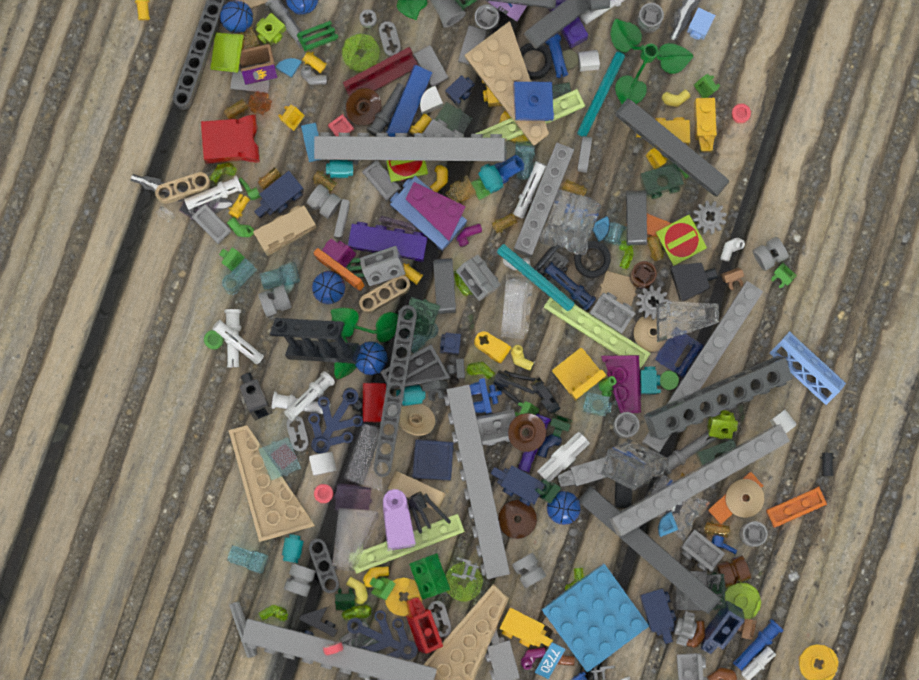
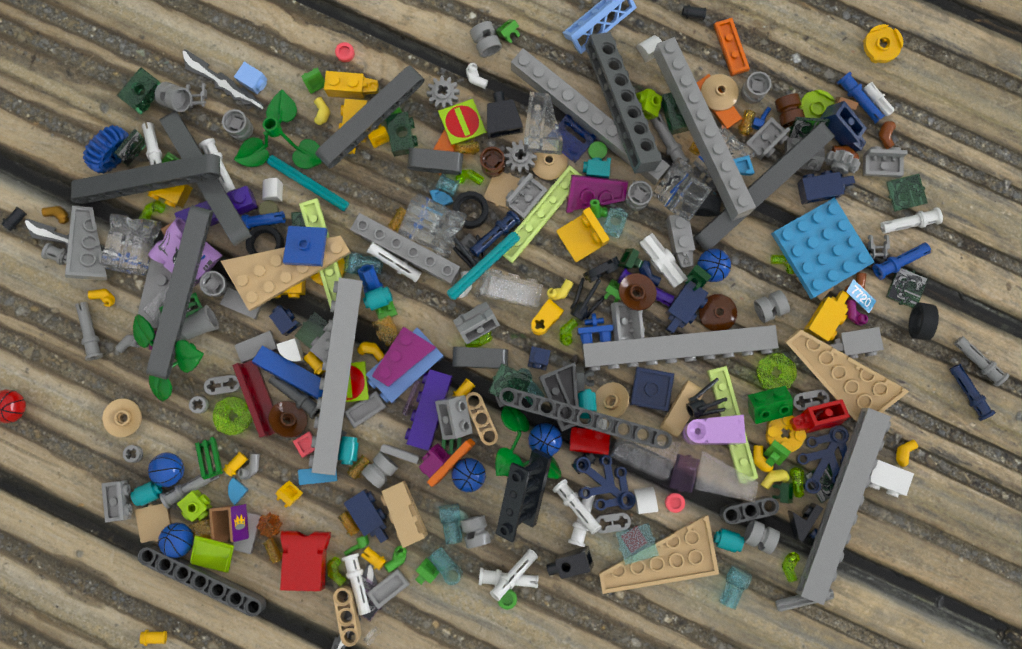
camera: 80 degrees left, 0 degrees up
(333, 648) = (841, 511): coral tile -> none
(458, 369) = (565, 352): dark grey tile -> none
(466, 568) = (773, 370): light grey piece -> none
(467, 232) = (428, 328): magenta arm -> none
(504, 222) = (423, 291): clear yellow pin -> none
(584, 154) = (365, 205): light grey beam -> none
(731, 276) = (502, 77): medium nougat tile -> none

